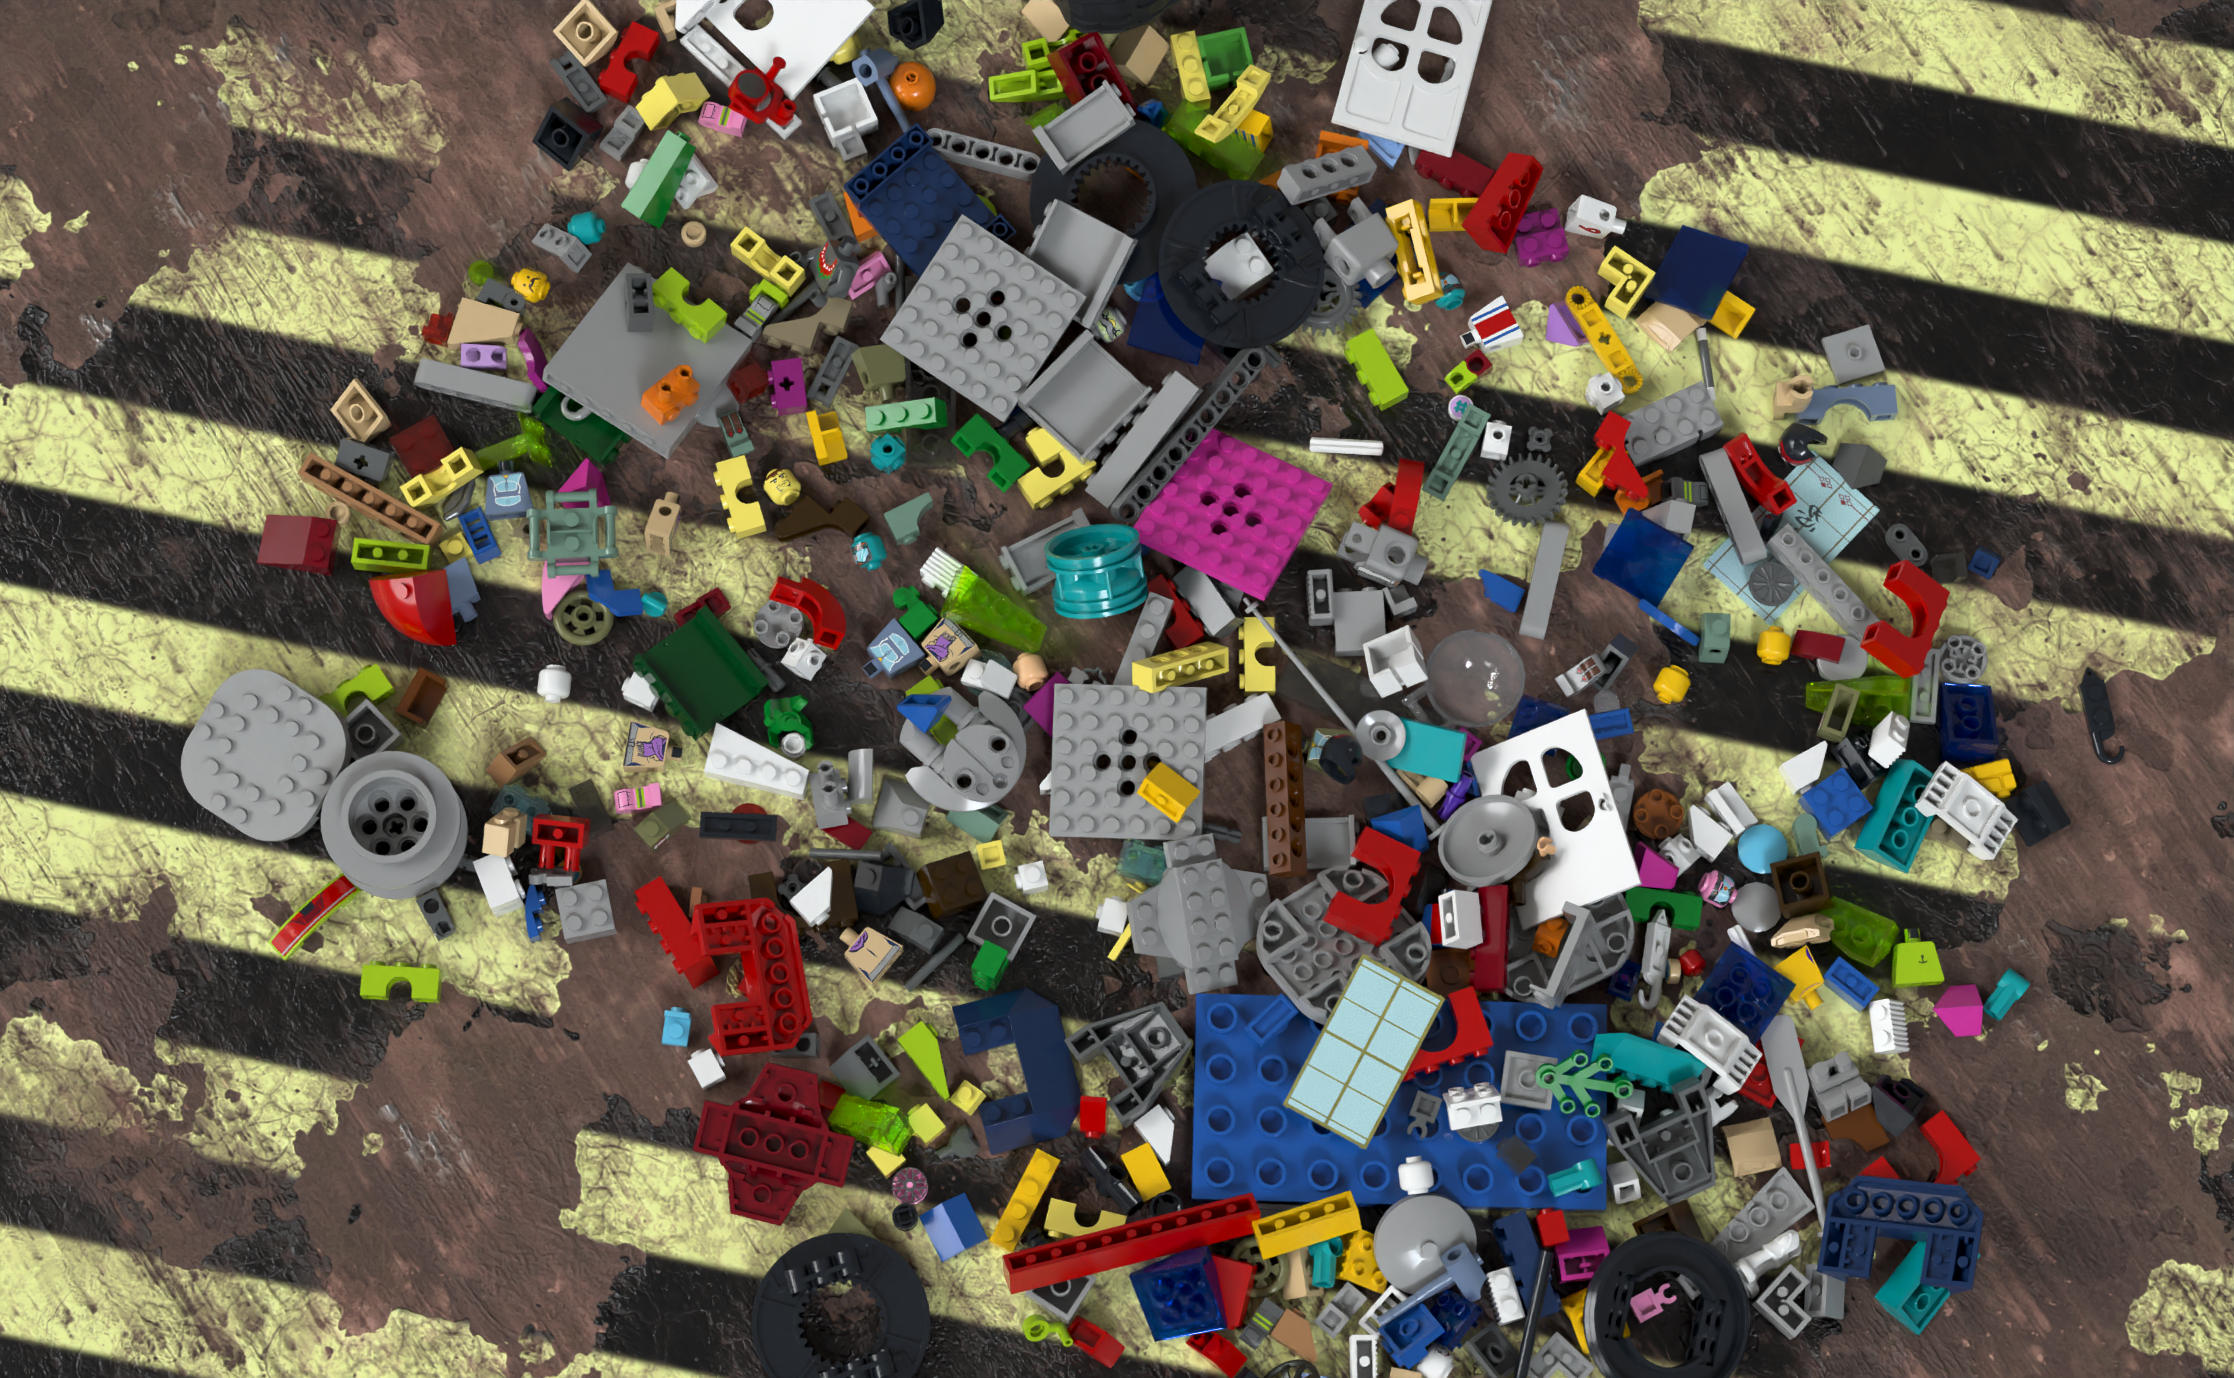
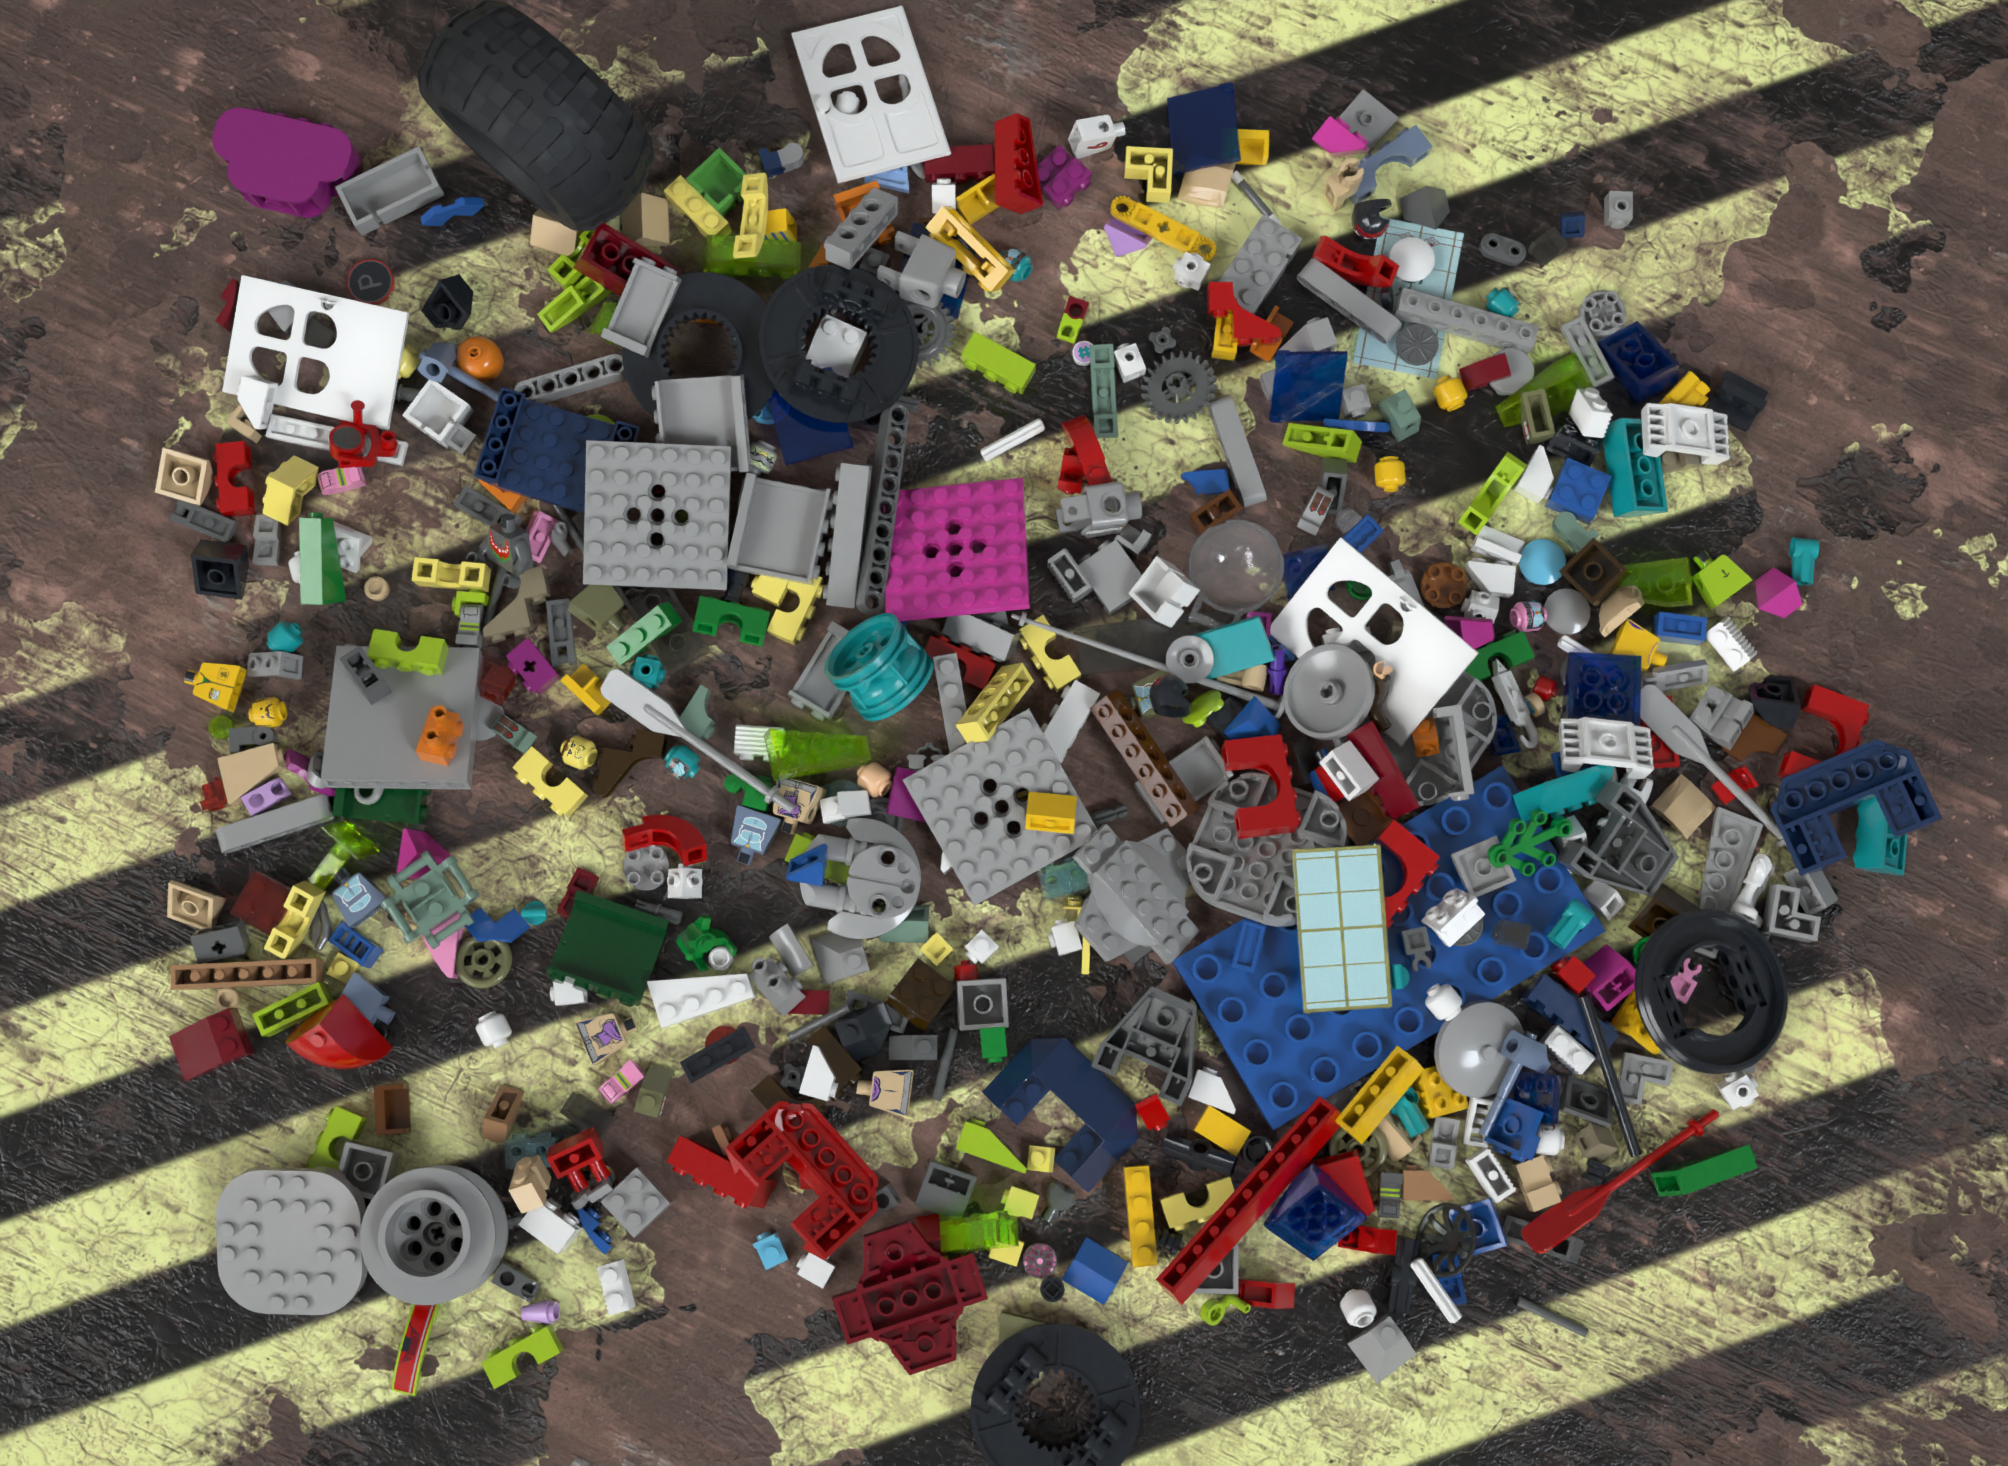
camera: 25 degrees left, 5 degrees up
(443, 956) = (542, 1312): none -> lavender cone
(502, 233) = (217, 684): none -> yellow torso
(521, 974) = (616, 1287): none -> white brick
(541, 359) = (314, 770): none -> light grey beam
(663, 525) = (501, 843): tan torso -> none
(875, 500) = (662, 718): none -> piece
(1005, 889) = (965, 971): none -> red piece
(1152, 112) = (688, 262): blue slope -> none
(1295, 72) = (781, 160): none -> leg
(1366, 786) = (1203, 706): none -> lime dish
(1389, 1128) = (1398, 976): none -> teal plate
(1421, 189) = (943, 194): none -> white brick
(1489, 619) = (1215, 512): none -> reddish brown brick
(1493, 328) = (1070, 272): torso -> none
(1629, 618) = (1323, 441): none -> lime slope
(1680, 600) = (1355, 402): none -> light grey brick
(1693, 491) = (1304, 312): dark grey leg -> none
(1752, 759) = (1492, 493): none -> lime arch
(1813, 354) = (1338, 140): none -> dark pink slope
(1816, 504) = (1414, 257): none -> white dish
(1821, 1026) = (1677, 675): none -> light grey hinge
(1873, 593) = (1502, 302): none -> teal head
(1926, 602) = (1550, 286): red arch -> none
(2036, 573) = (1618, 209): none -> light grey brick
(2098, 715) = (1734, 292): black plate -> none

